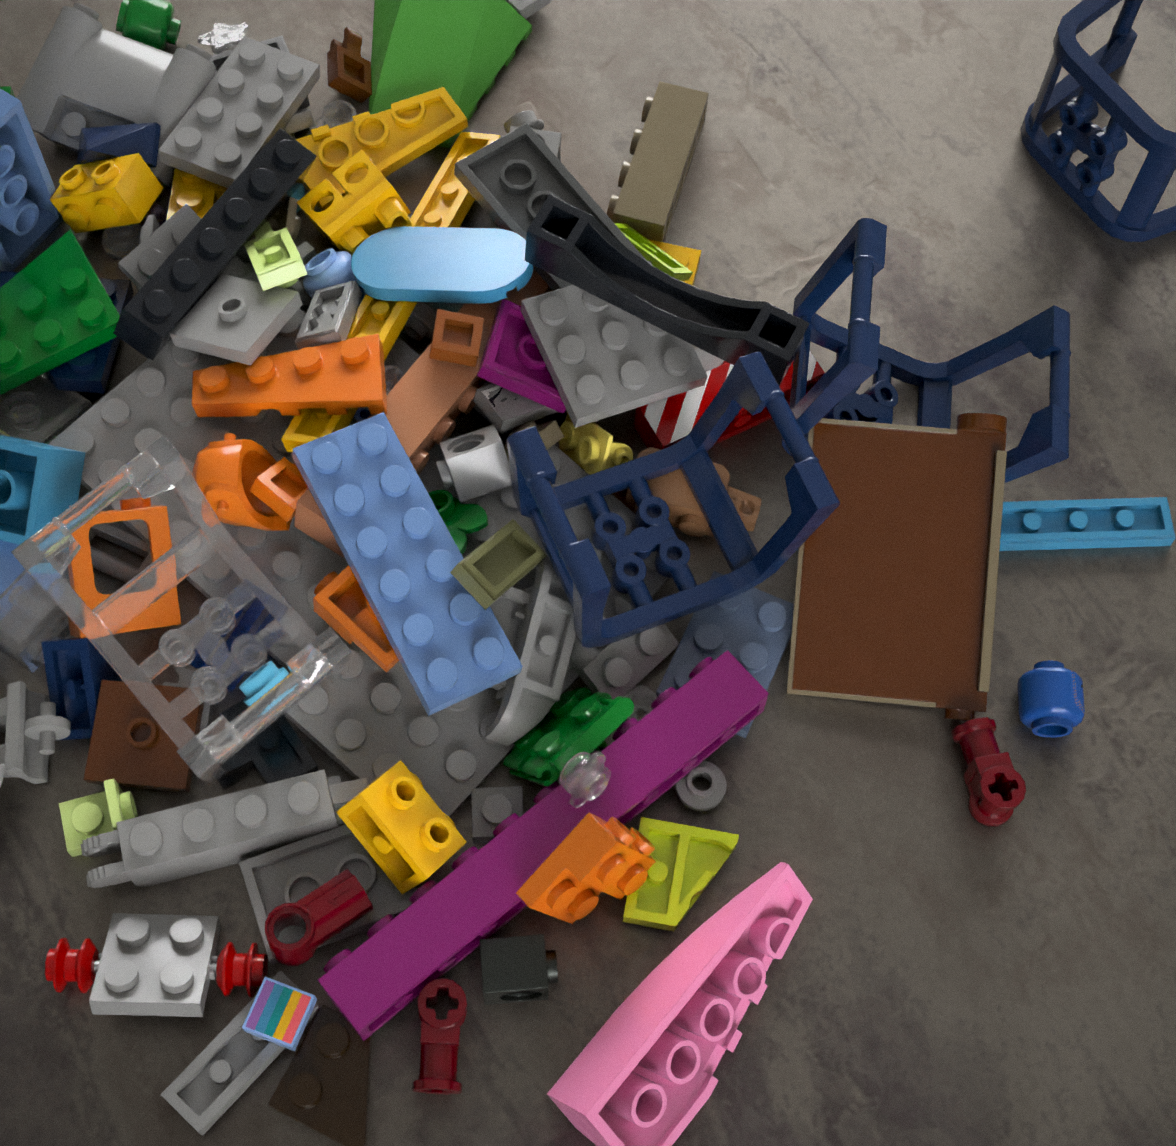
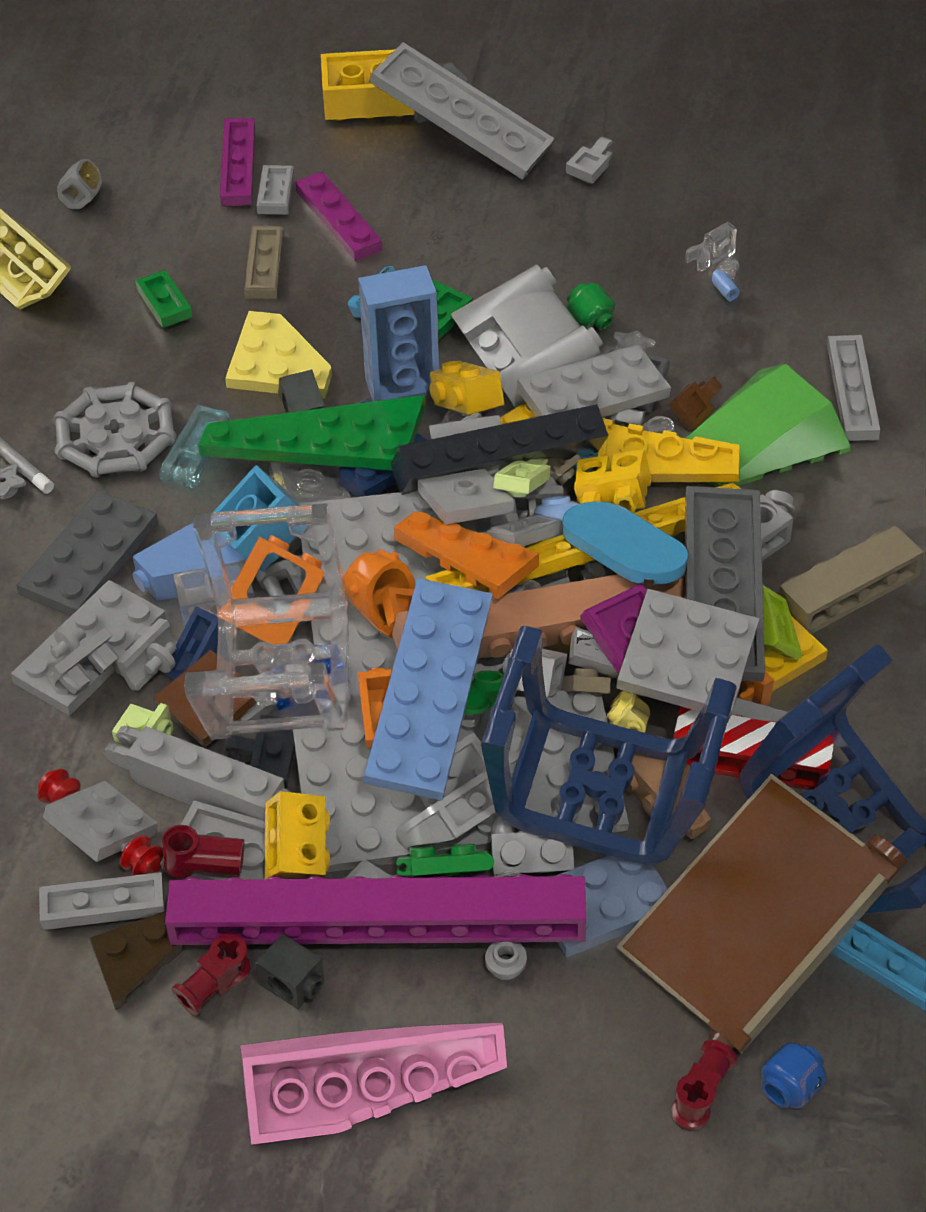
camera: 45 degrees right, 15 degrees down
(118, 141) = (509, 365): dark blue slope -> none
(261, 682) = (287, 702): medium azure plate -> none
(279, 1013) = (137, 891): tile -> none
(456, 338) = (586, 586): dark orange plate -> none
(498, 564) = (468, 722): olive tile -> none
(585, 777) = (419, 878): clear plate -> none
(587, 256) = (703, 577): black arch -> none
(589, 861) = (377, 937): orange plate -> none
(683, 869) = (439, 991): neon yellow wing -> none

